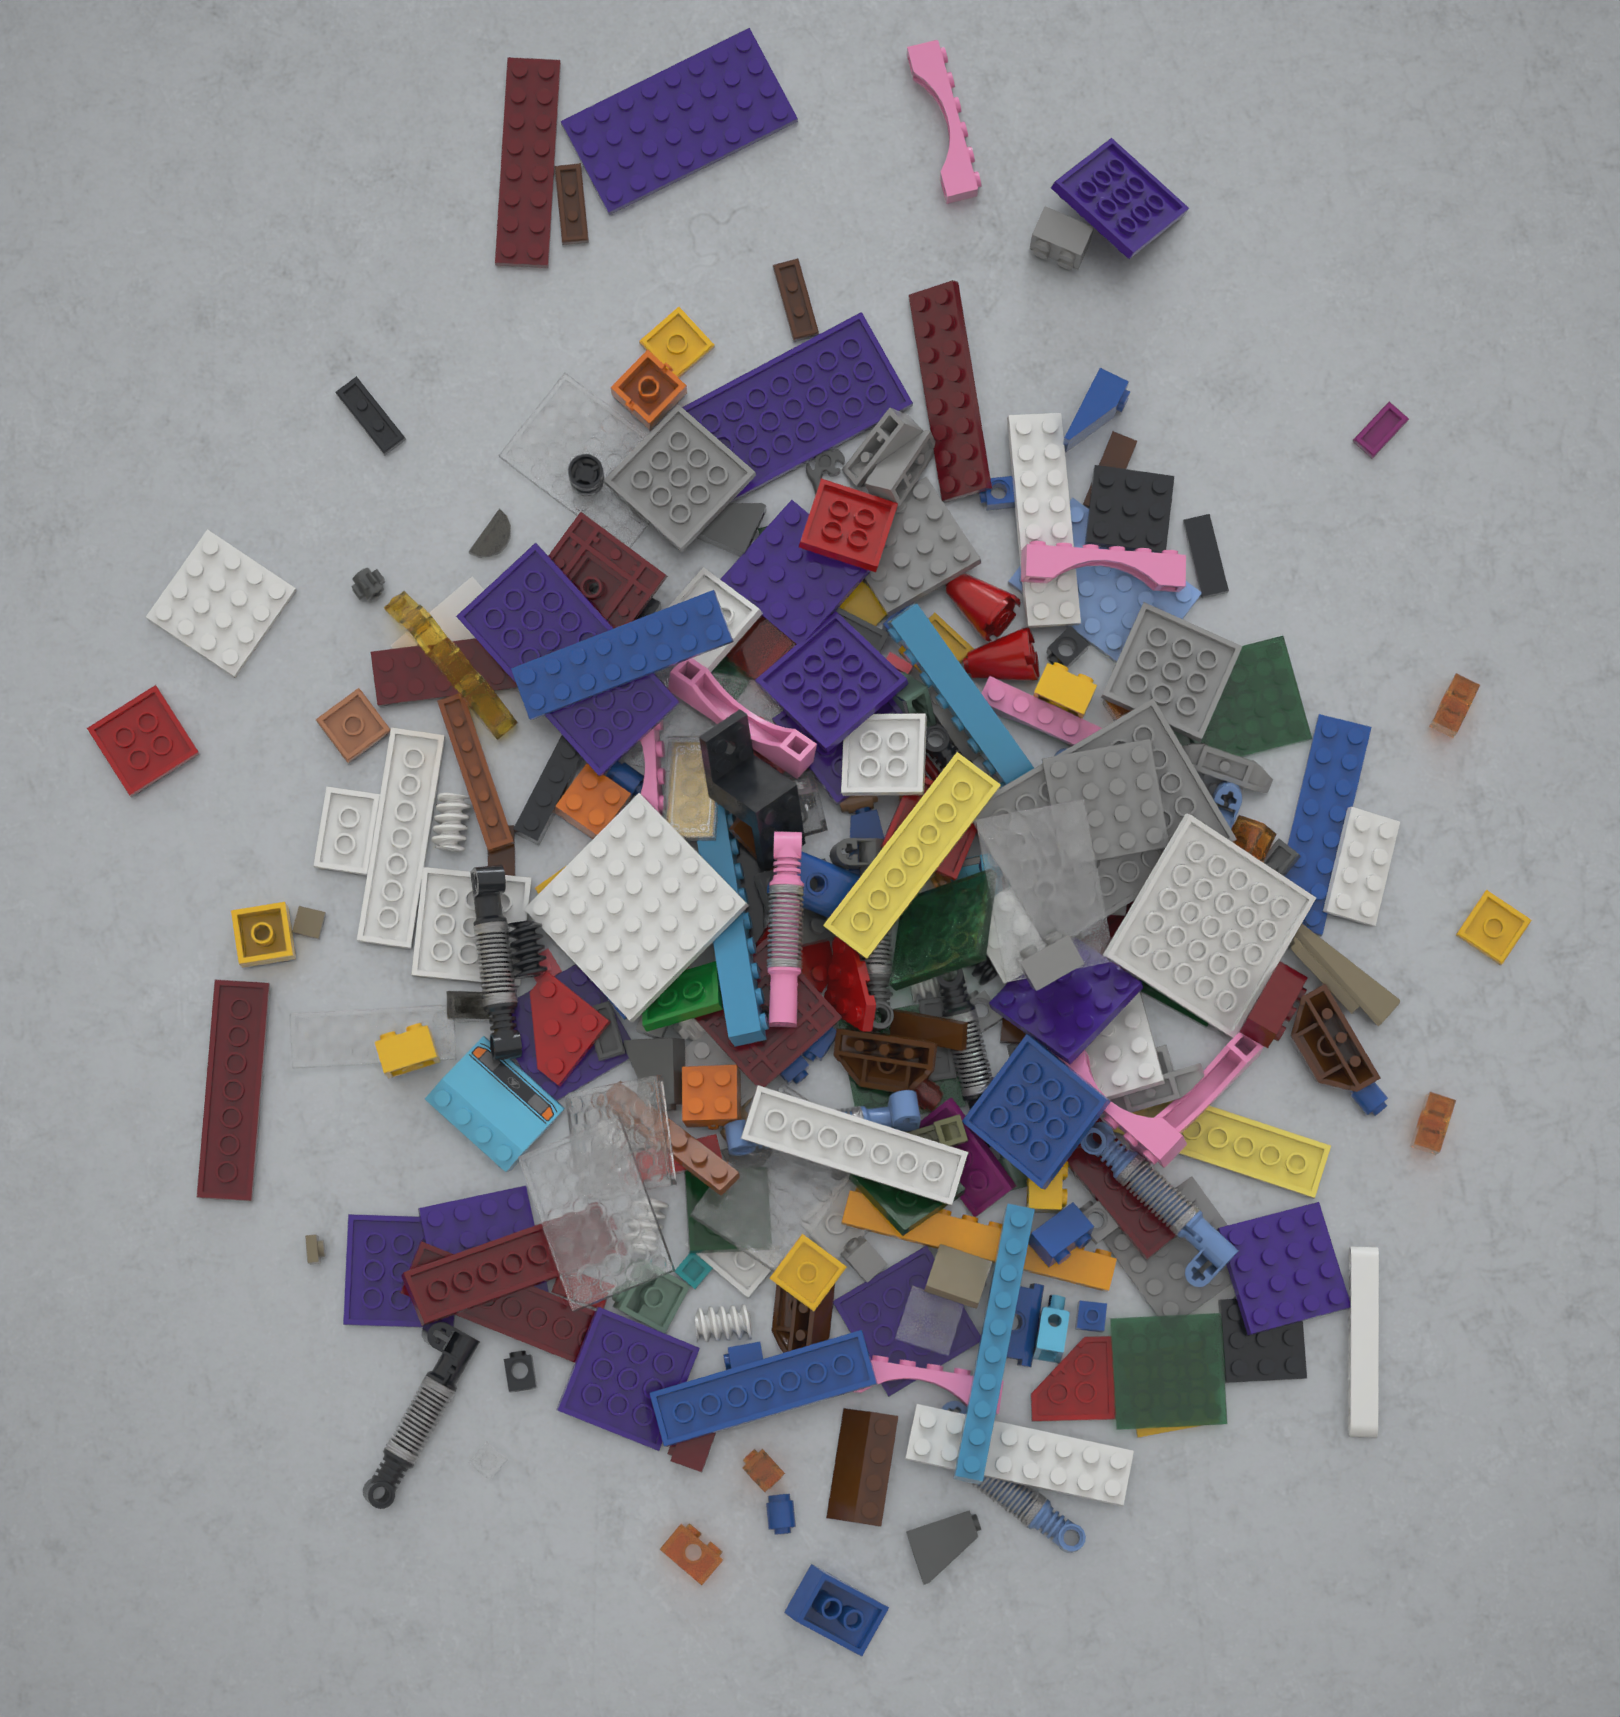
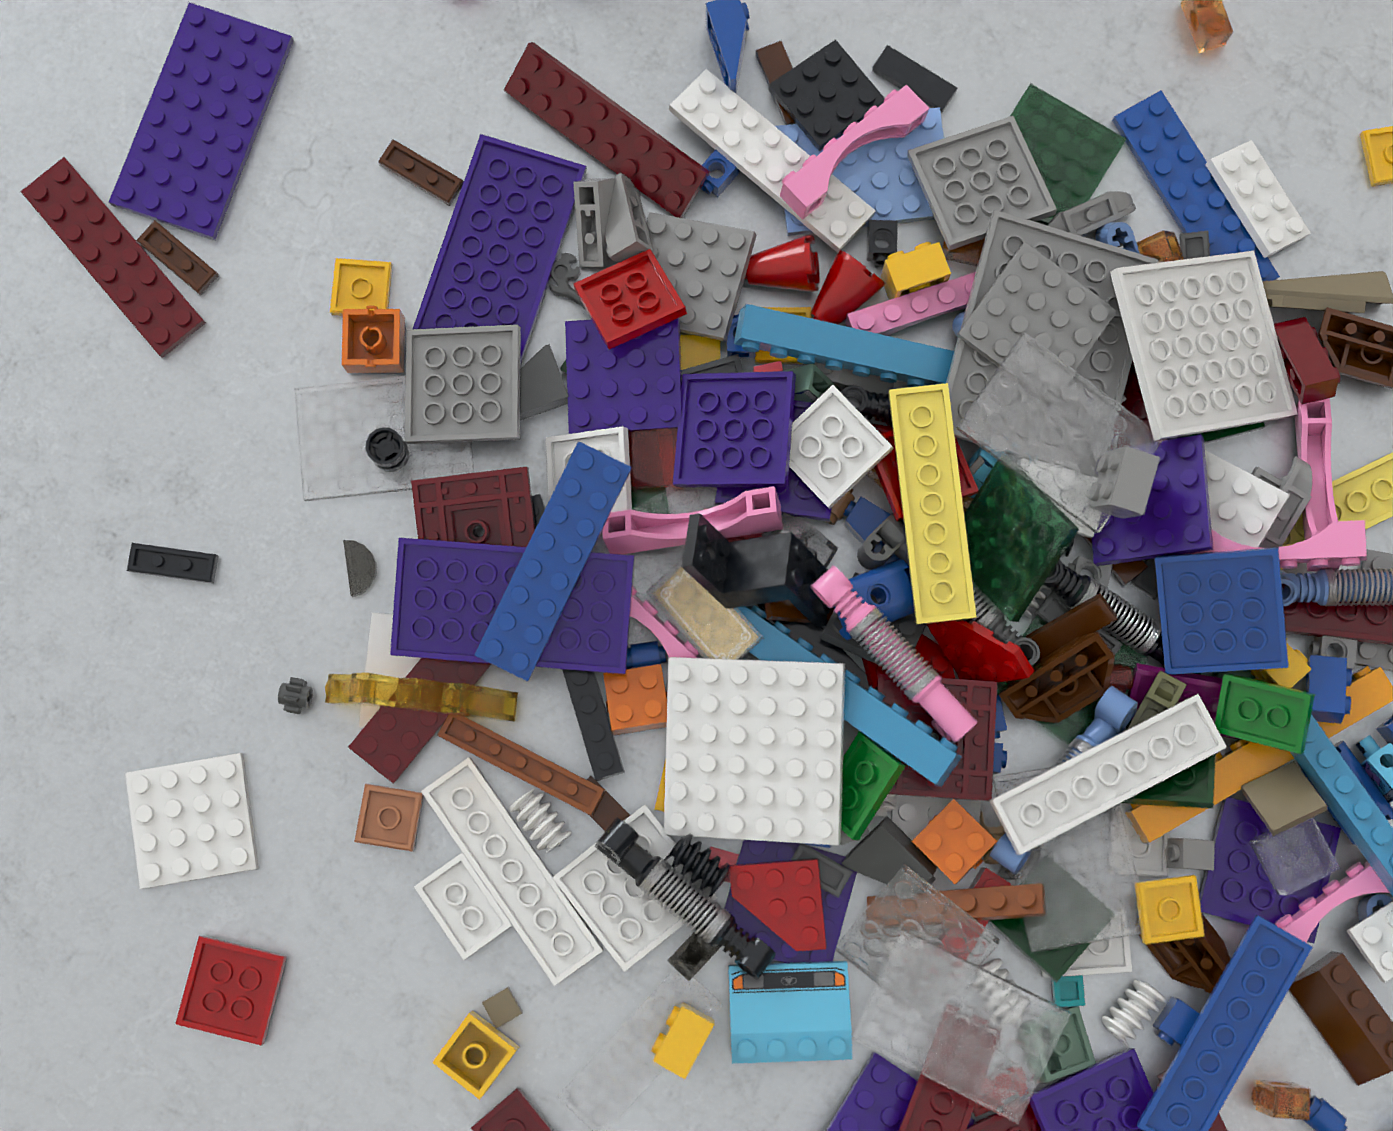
camera: 40 degrees left, 0 degrees up
(997, 1204) = (1264, 713): none -> green plate

